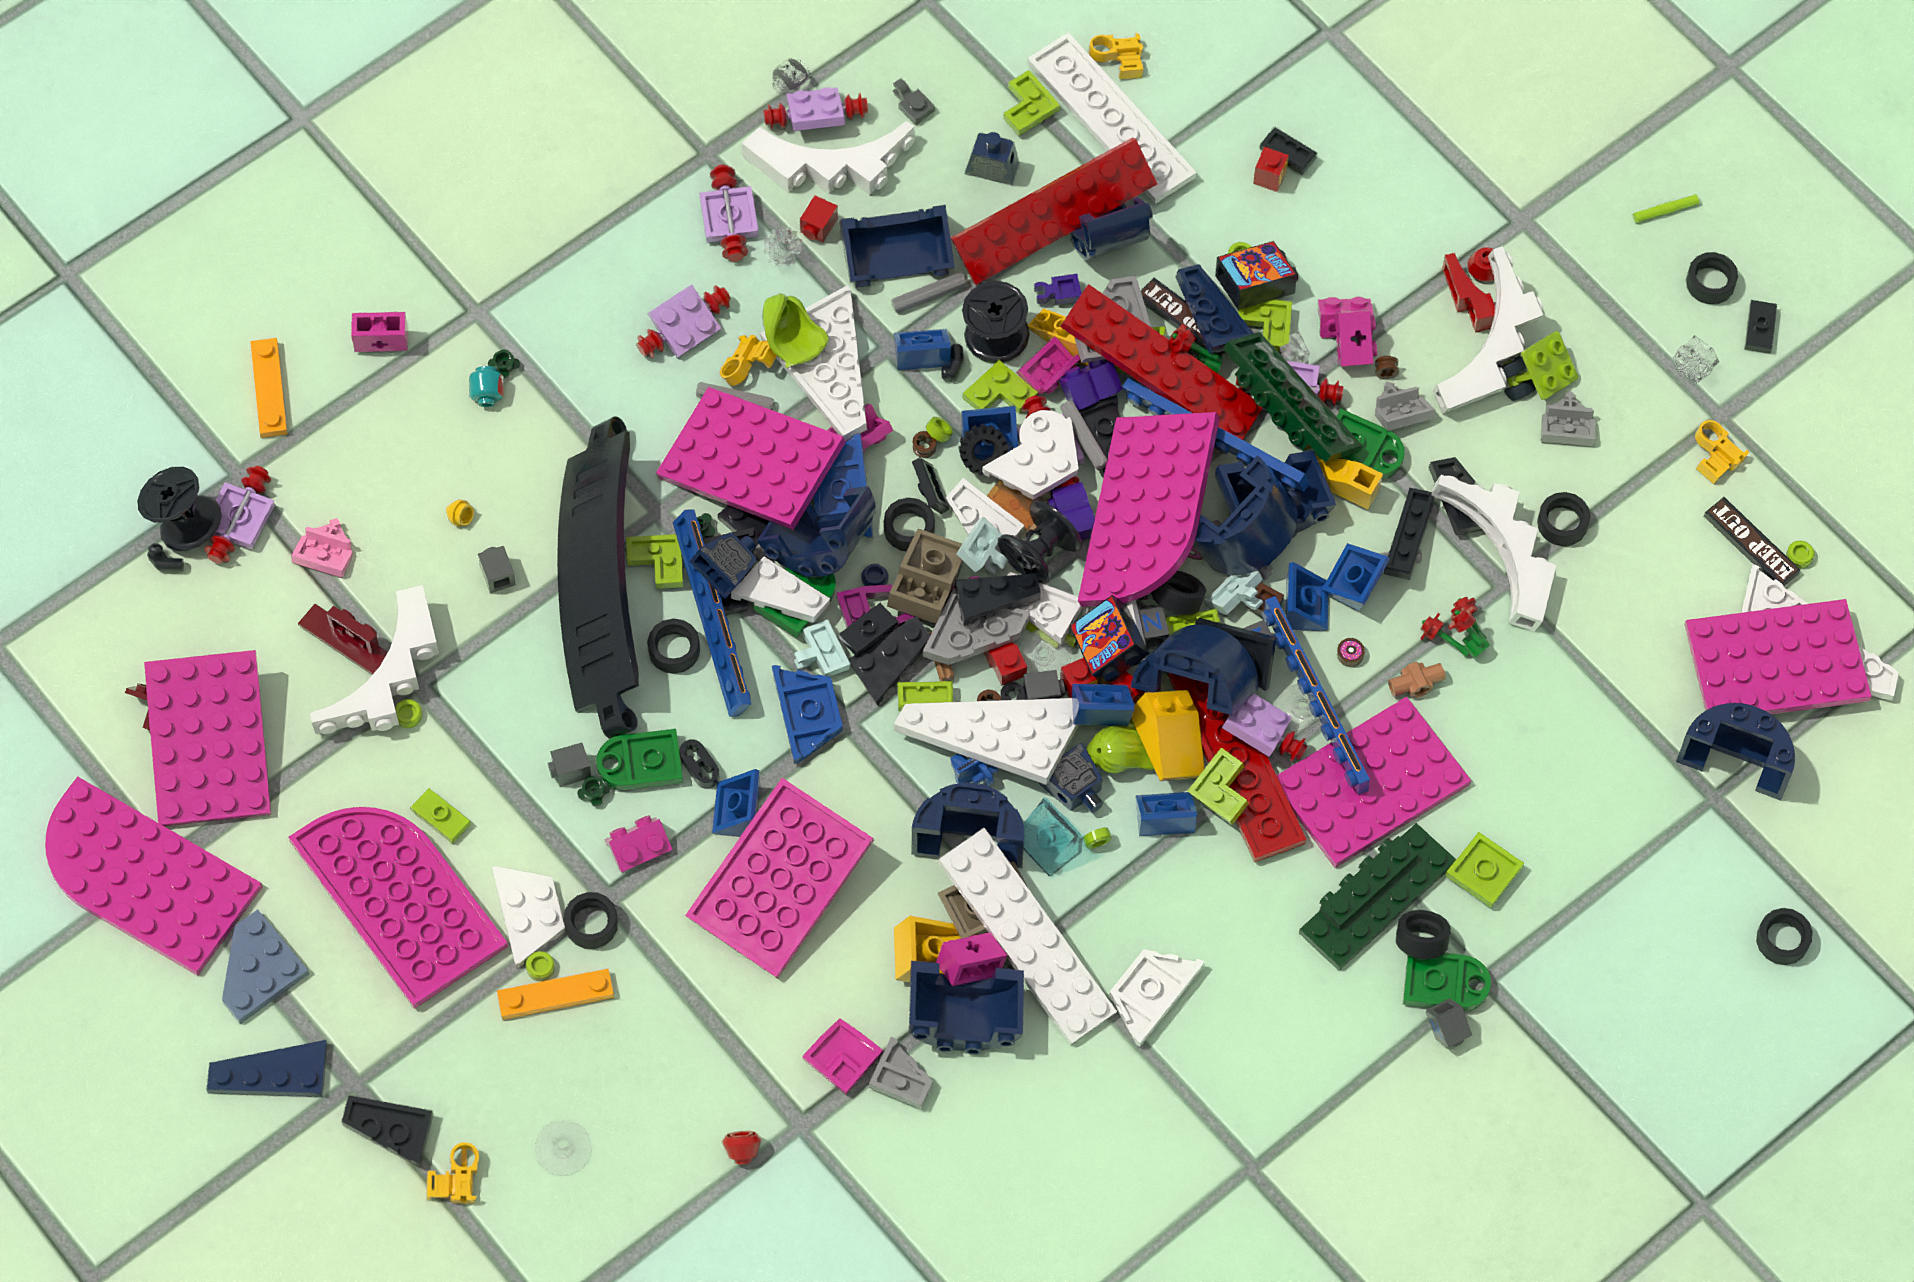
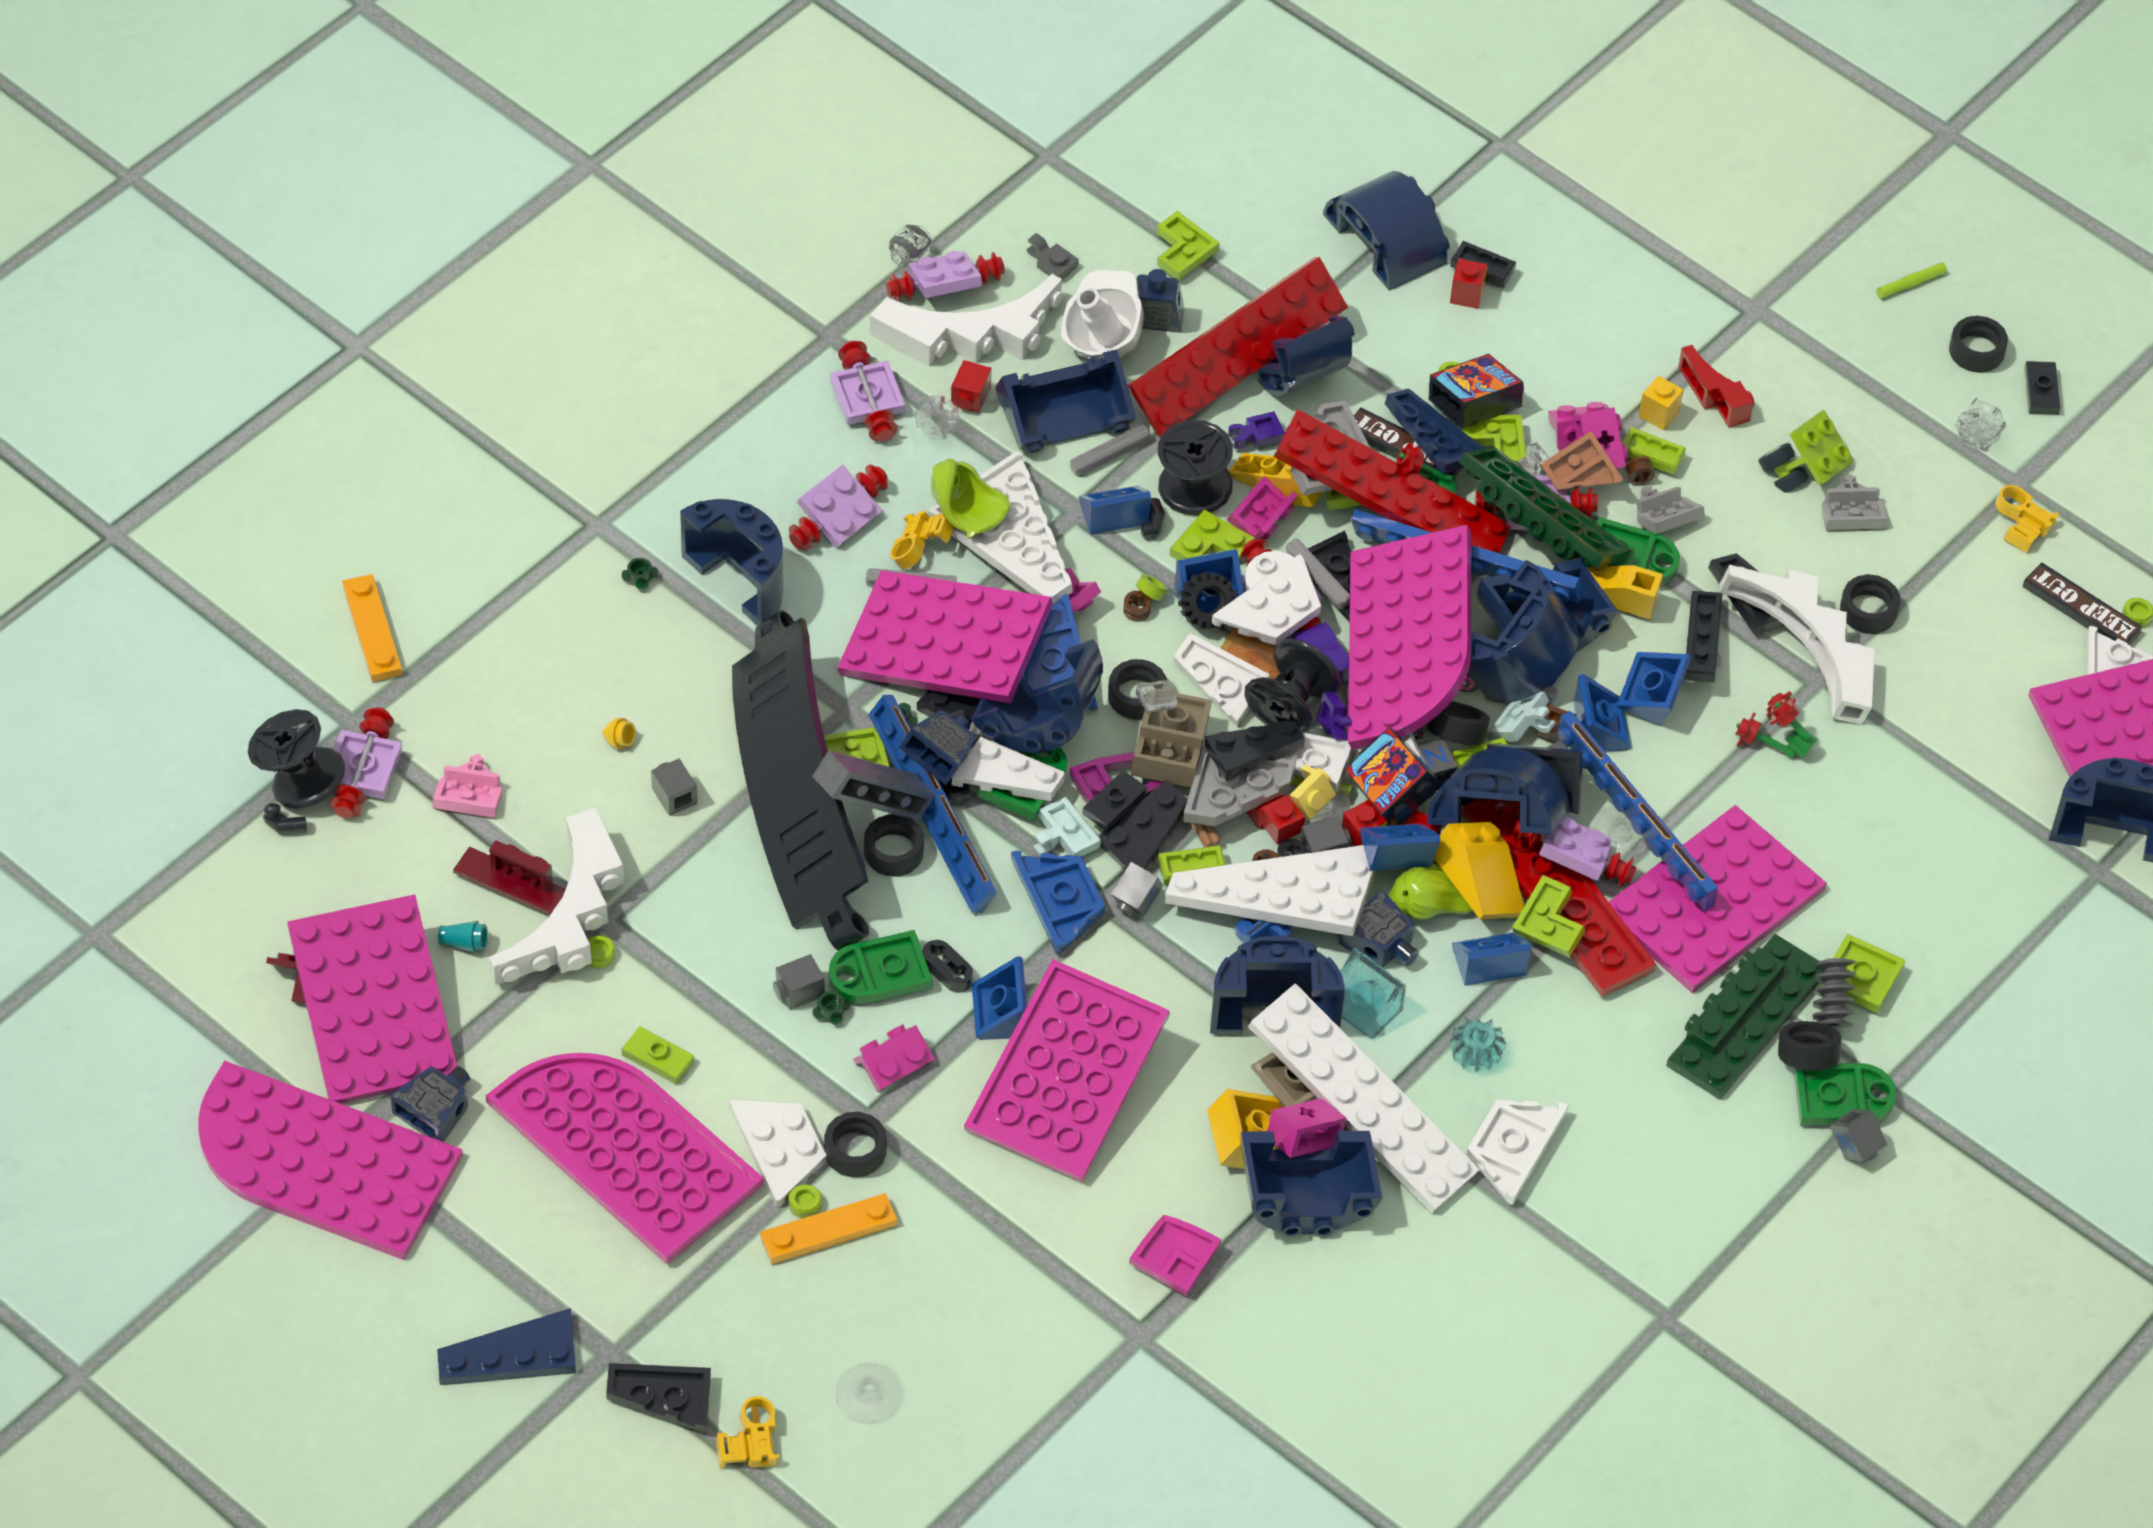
camera: 10 degrees left, 10 degrees down
(244, 836) = (432, 1101): none -> torso
(258, 967) = (475, 1241): sand blue plate -> none
(297, 686) = (466, 936): none -> teal cone
(379, 331) = (492, 552): dark pink brick -> none
(486, 386) = (625, 597): teal head -> none
(579, 334) = (744, 538): none -> dark blue cylinder
(658, 597) = (873, 785): none -> flat silver brick
(741, 1146) = (1079, 1362): red cone -> none
(871, 716) = (1136, 890): none -> brick
(874, 575) = (1108, 745): dark blue plate -> none
(900, 1077) = (1247, 1268): light grey wing -> none
(919, 538) = (1156, 696): none -> clear tile
(930, 485) = (1152, 646): black plate -> none
(943, 167) = (1104, 315): none -> white piece
(980, 548) = (1226, 702): light aqua plate -> none
(1038, 644) = (1313, 791): none -> light yellow bracket
(1071, 572) = (1333, 716): none -> dark purple plate
(1090, 383) = (1314, 519): dark purple brick -> none
(1097, 838) = (1419, 990): lime tile -> none
(1108, 111) = (1268, 240): white plate -> none
(1125, 49) = (1282, 180): yellow piece -> none
(1143, 887) = (1477, 1044): none -> clear light blue gear
(1214, 107) = (1395, 223): none -> dark blue cylinder
(1332, 360) = (1581, 465): none -> nougat wing
(1350, 652) = (1662, 767): tile -> none
(1406, 350) = (1663, 453): none -> lime plate
(1416, 679) = (1743, 786): nougat axle -> none
(1417, 304) = (1661, 403): none -> yellow brick
(1454, 888) = (1833, 992): none -> dark grey piece
(1479, 265) = (1726, 356): red cone -> none
(1512, 311) = (1766, 428): white arch -> none

